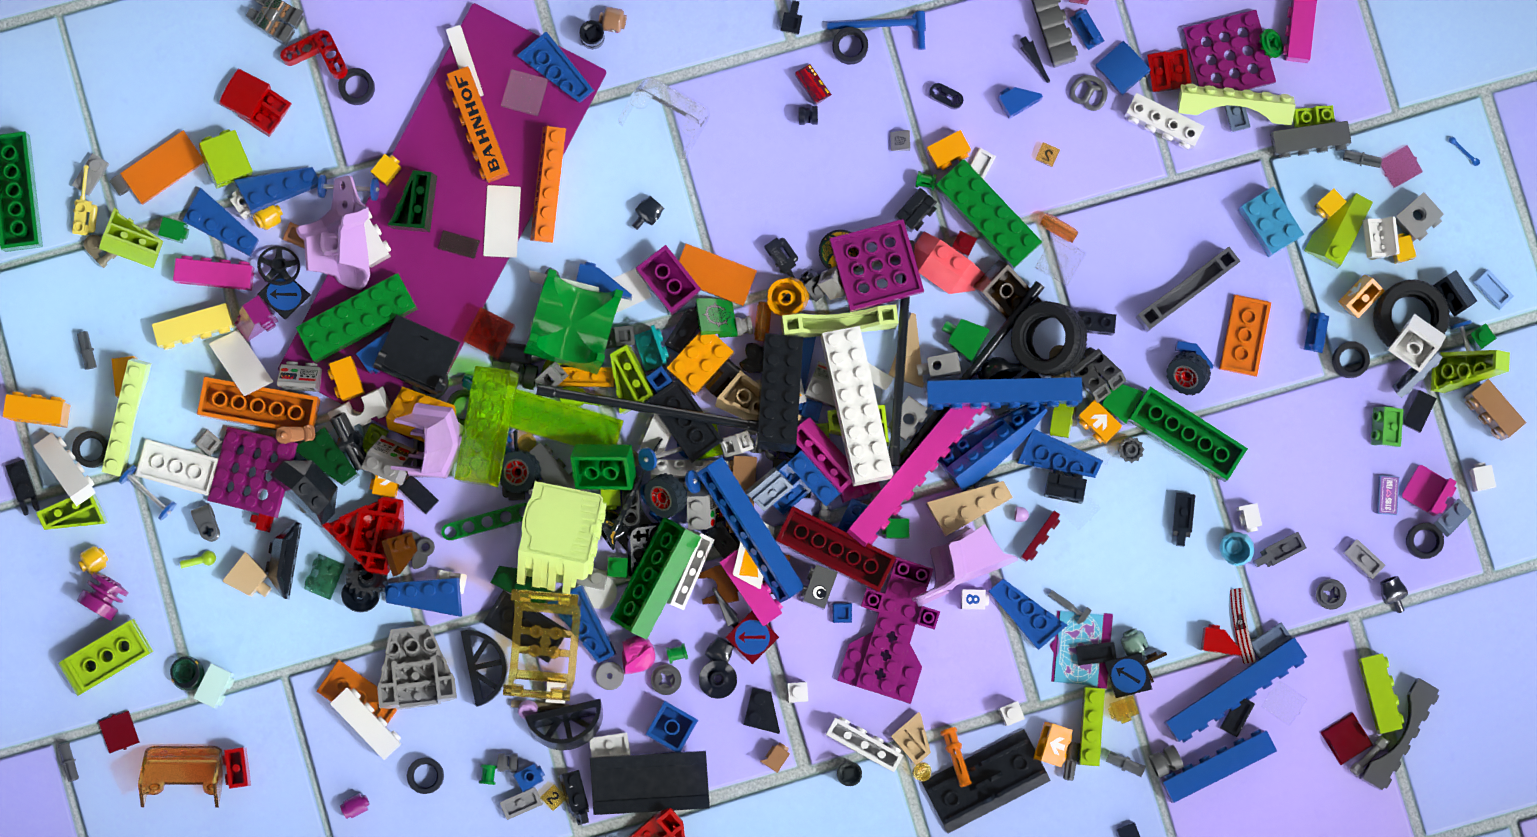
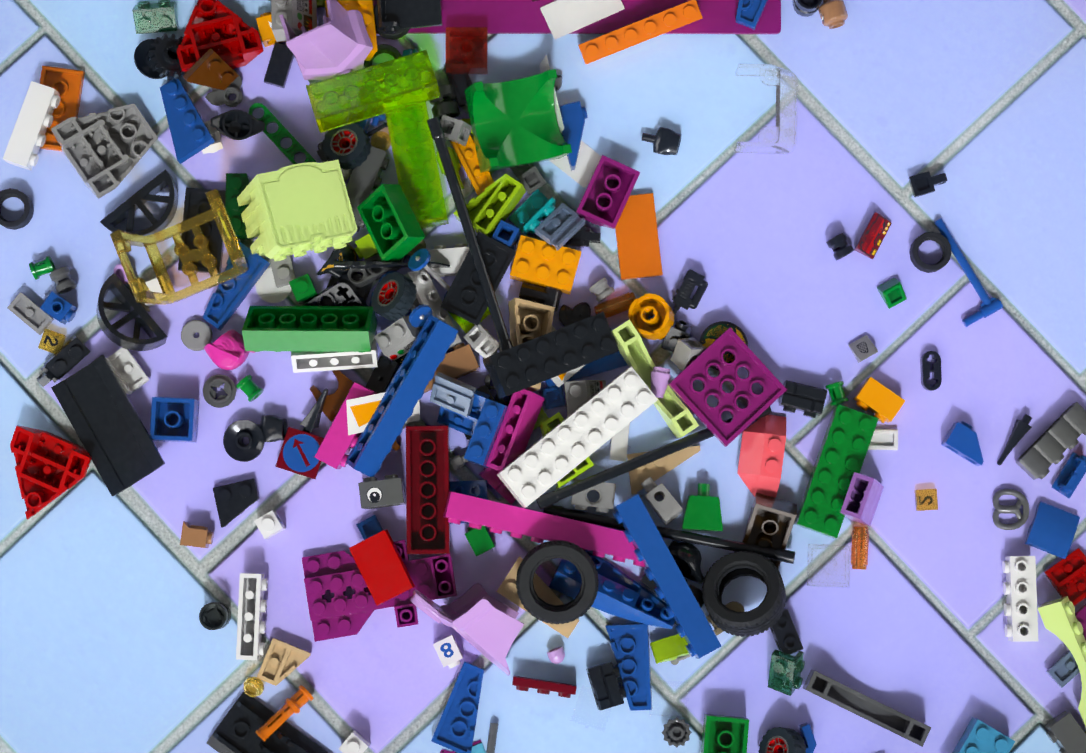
camera: 65 degrees right, 0 degrees up
(454, 552) = (237, 124): none -> black hat
(676, 332) = (560, 226): none -> sand blue plate
(716, 317) = (595, 258): green slope -> none
(843, 317) = (659, 381): none -> lavender cone
(866, 93) = (892, 292): none -> green slope
(880, 617) = (382, 567): none -> red tile
(964, 243) = (794, 462): dark red brick -> none
(989, 467) = (557, 613): none -> black tyre
(1021, 205) = (862, 499): none -> medium lavender brick
(1097, 372) = (734, 652): dark grey hips -> none
(1100, 422) = (687, 686): light orange brick -> none
(1122, 402) = (719, 695): green torso -> none
(1127, 338) = (786, 672): none -> clear green bracket

